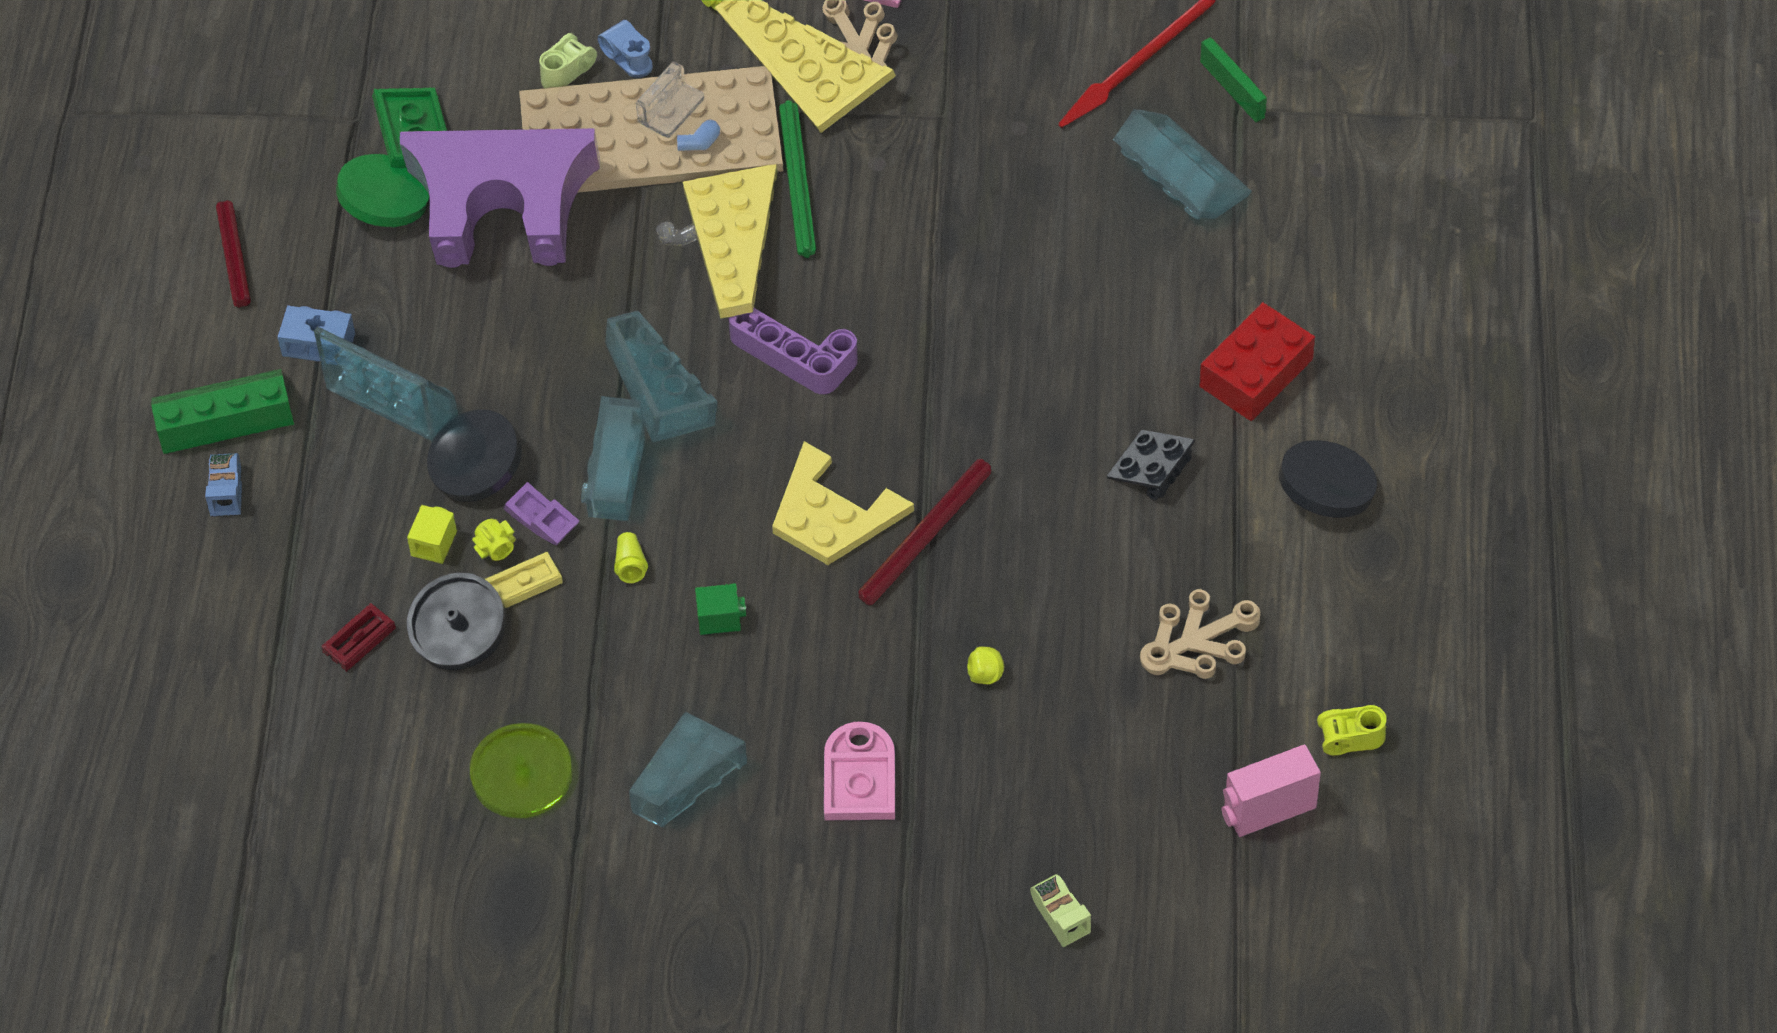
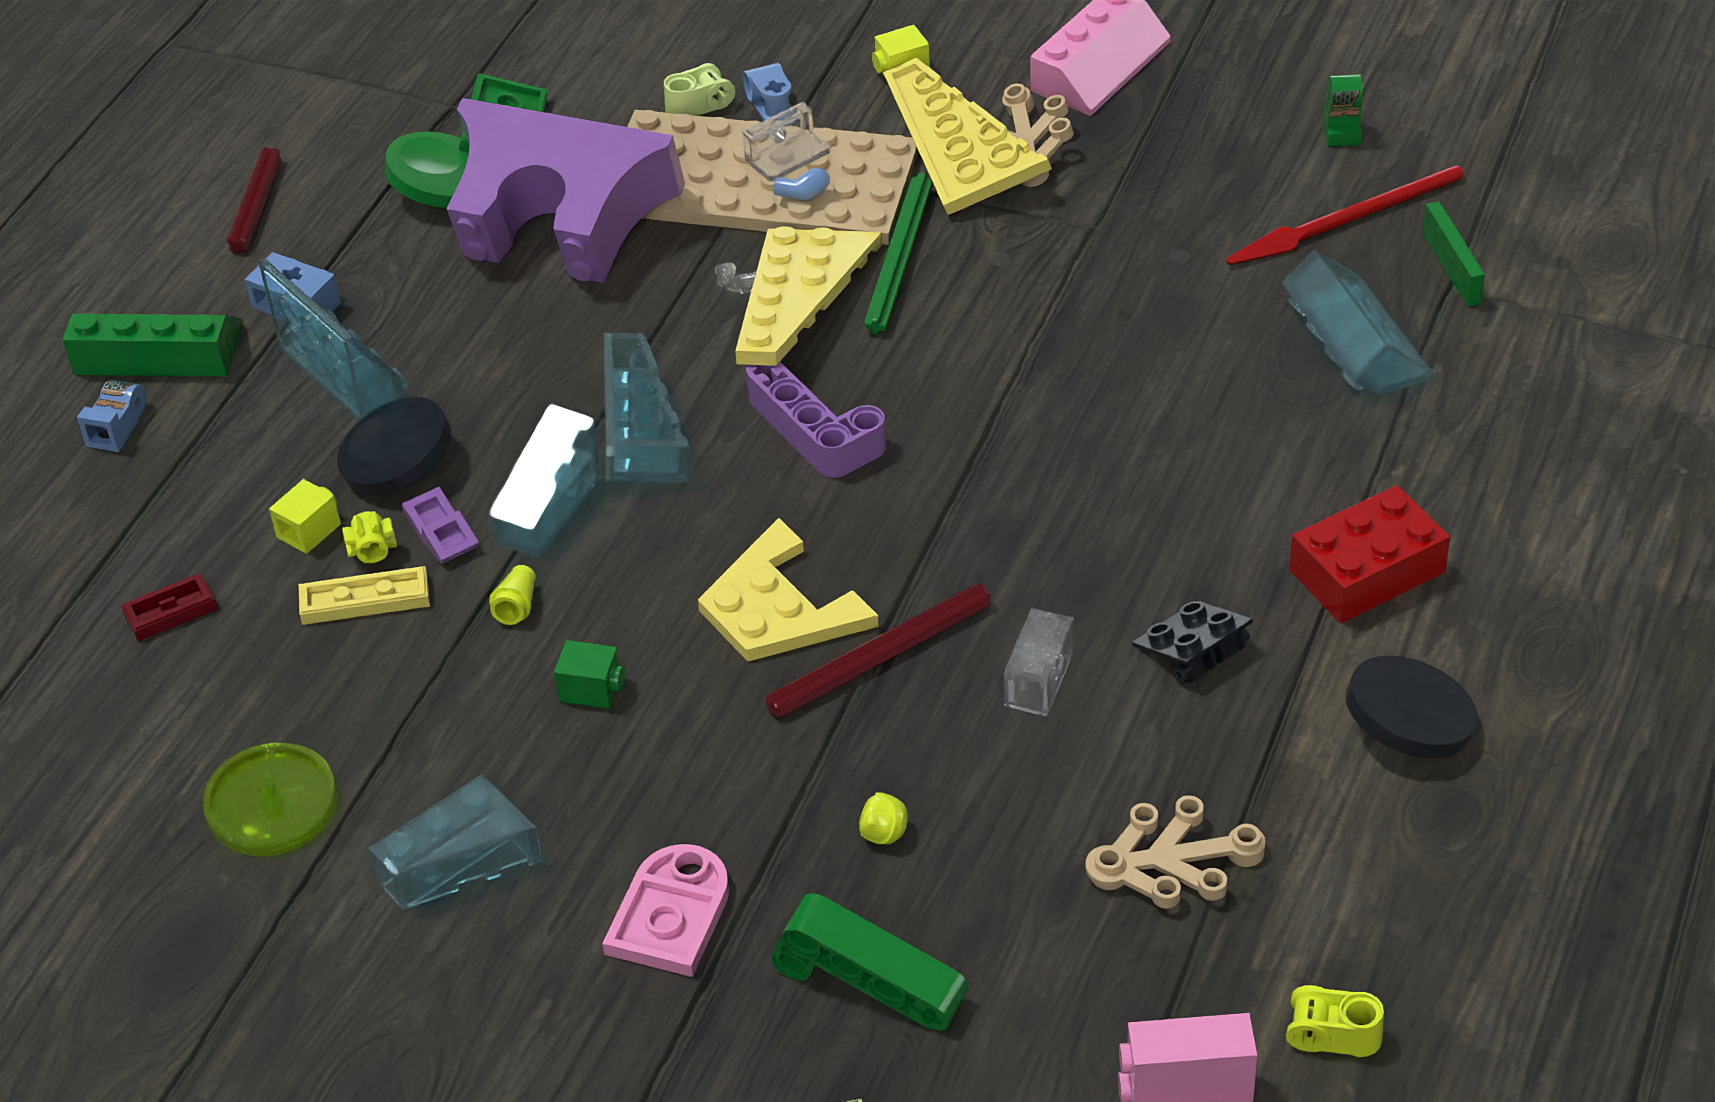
camera: 20 degrees right, 10 degrees down
(456, 621) = (282, 614): piece -> none
(1022, 774) = (869, 960): none -> green beam
(1050, 512) = (1039, 662): none -> clear brick

